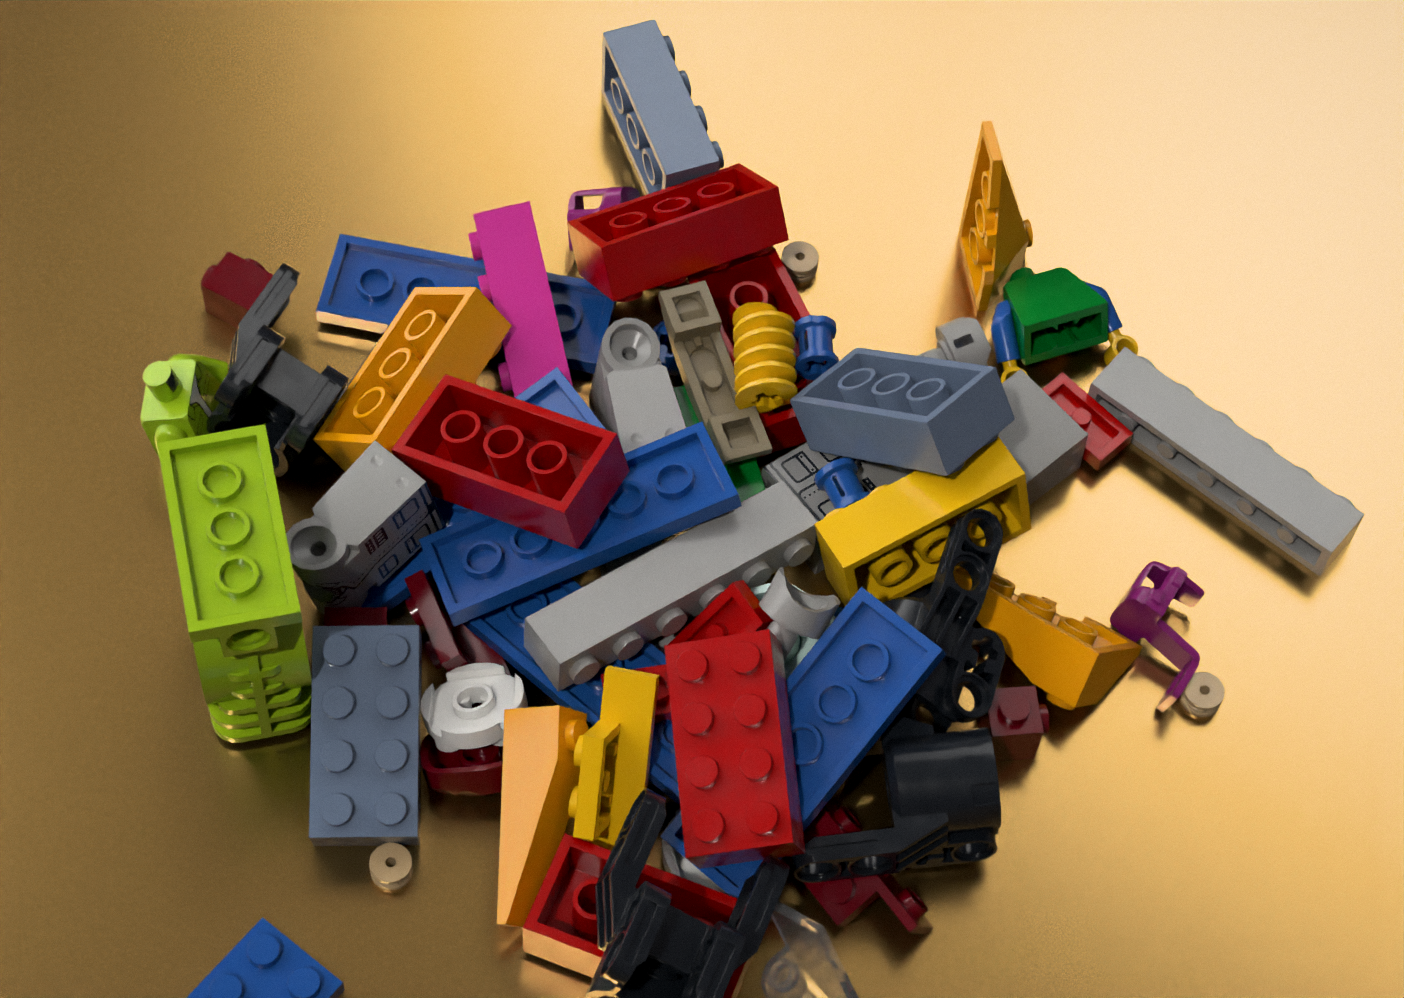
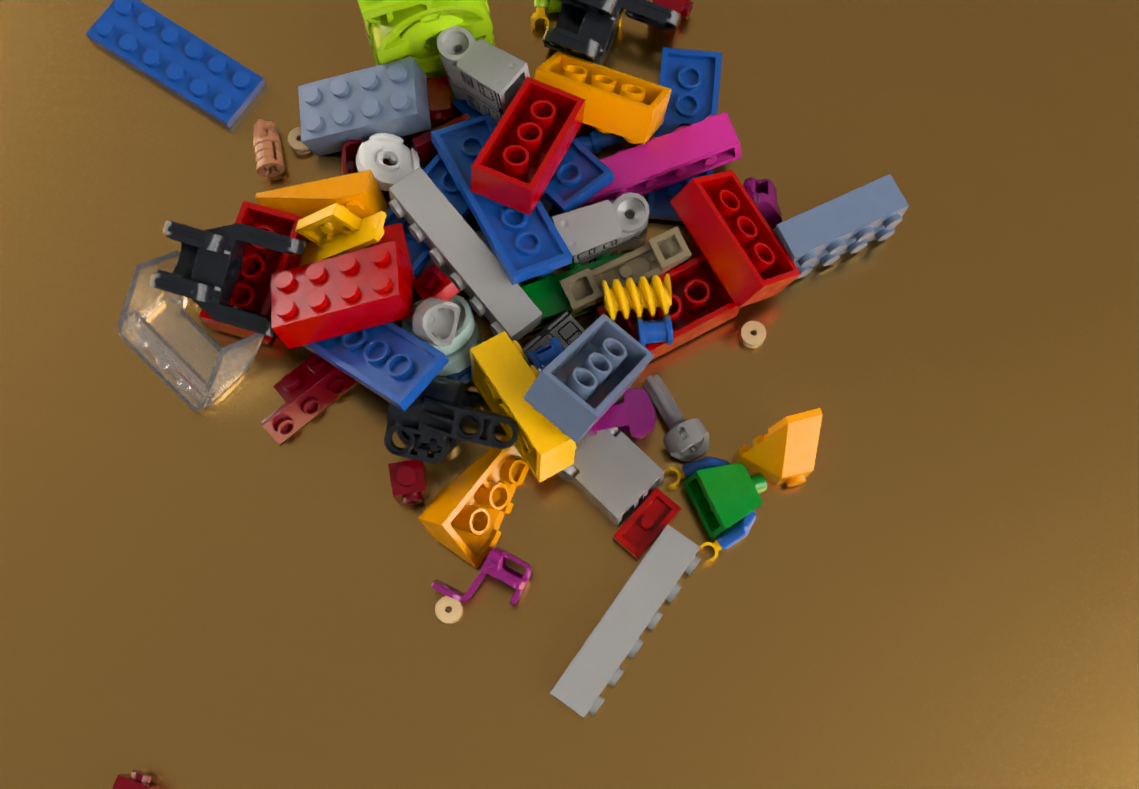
camera: 90 degrees right, 15 degrees up
(402, 915) = (267, 149): none -> nougat hinge
(939, 804) = (338, 418): black piece -> none

